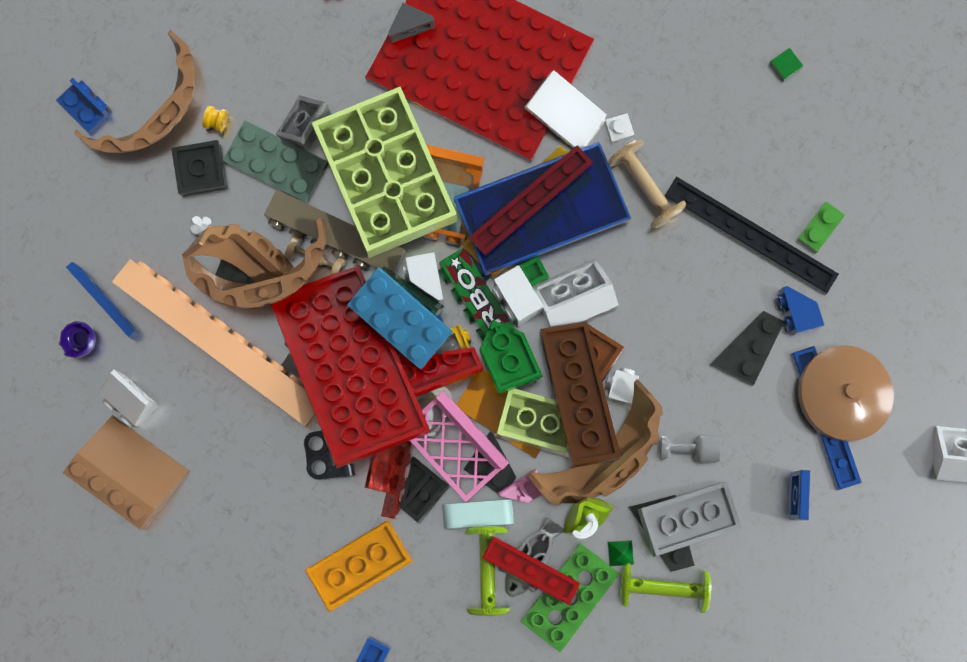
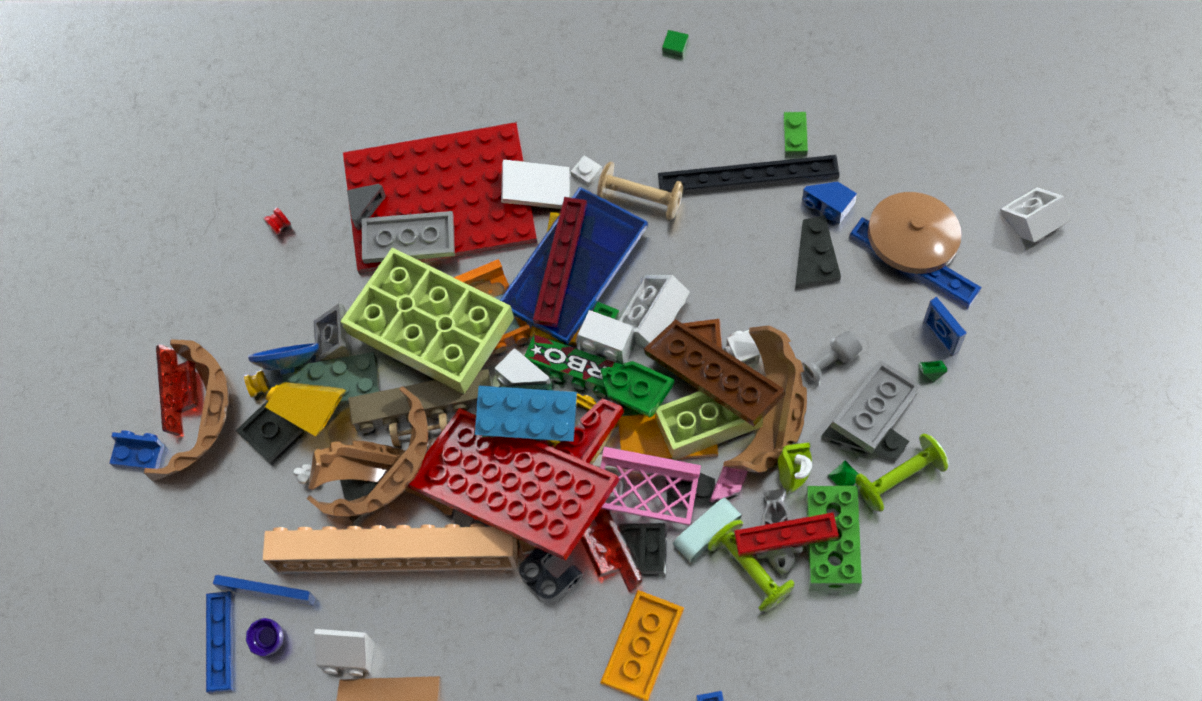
camera: 30 degrees left, 15 degrees down
(42, 315) = (219, 642): none -> blue tile
(148, 75) = (176, 388): none -> clear red bracket
(236, 170) = (304, 404): none -> yellow slope
(250, 113) = (284, 357): none -> blue dish
(425, 81) = (413, 234): none -> light grey plate
(763, 520) = (933, 369): none -> green slope

